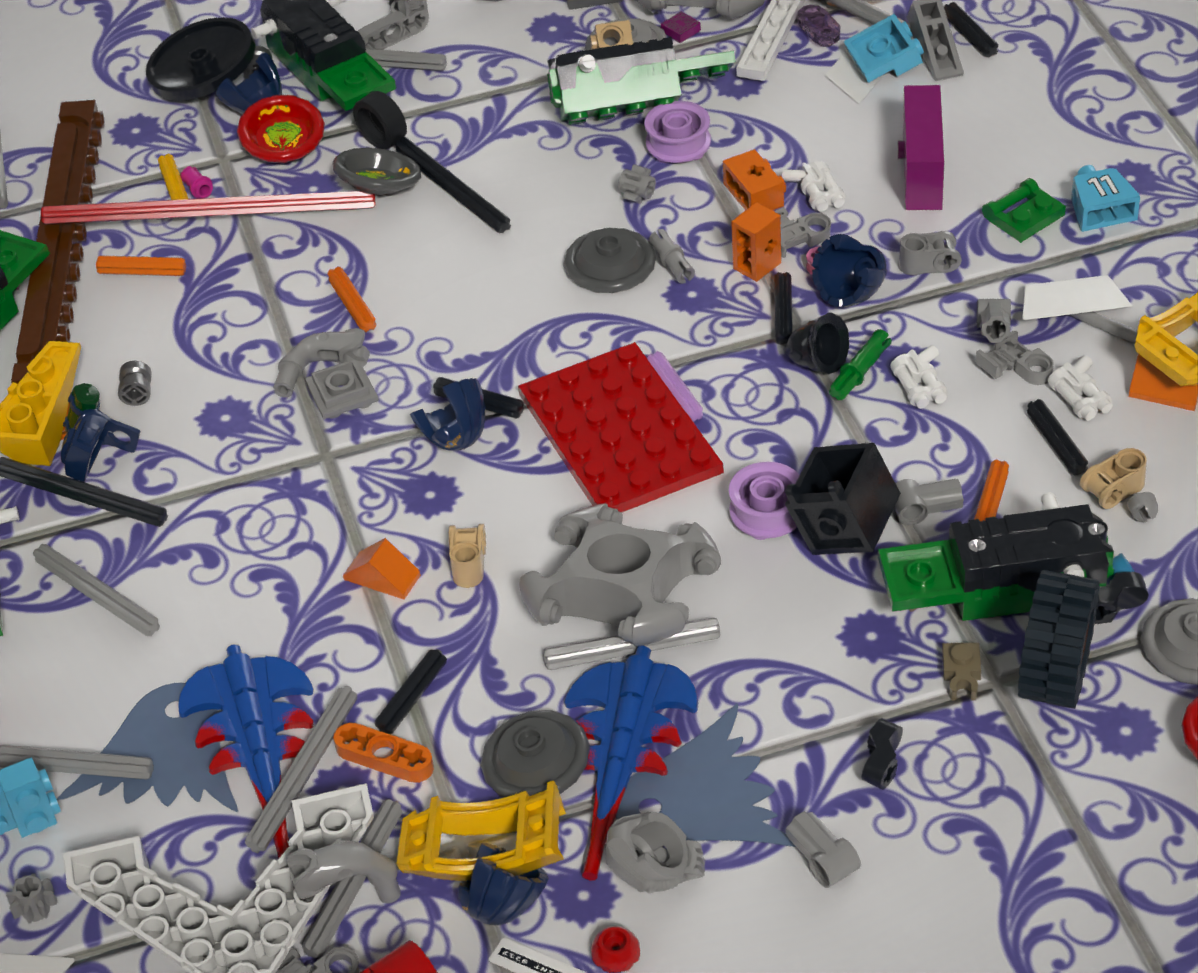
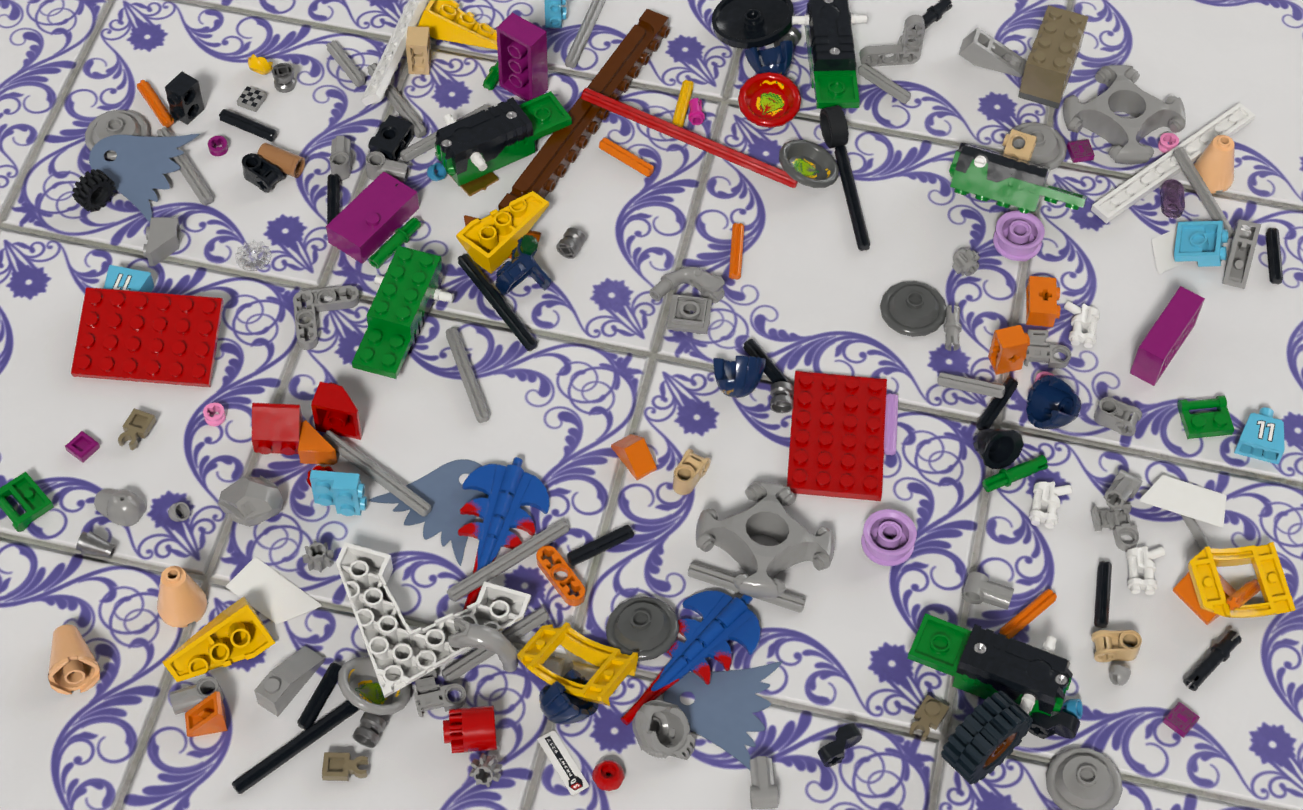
camera: 25 degrees right, 10 degrees up
(523, 420) = (781, 397): none -> flat silver wheel
(739, 300) = (971, 385): none -> light grey axle
(842, 499) = (929, 566): black container -> none

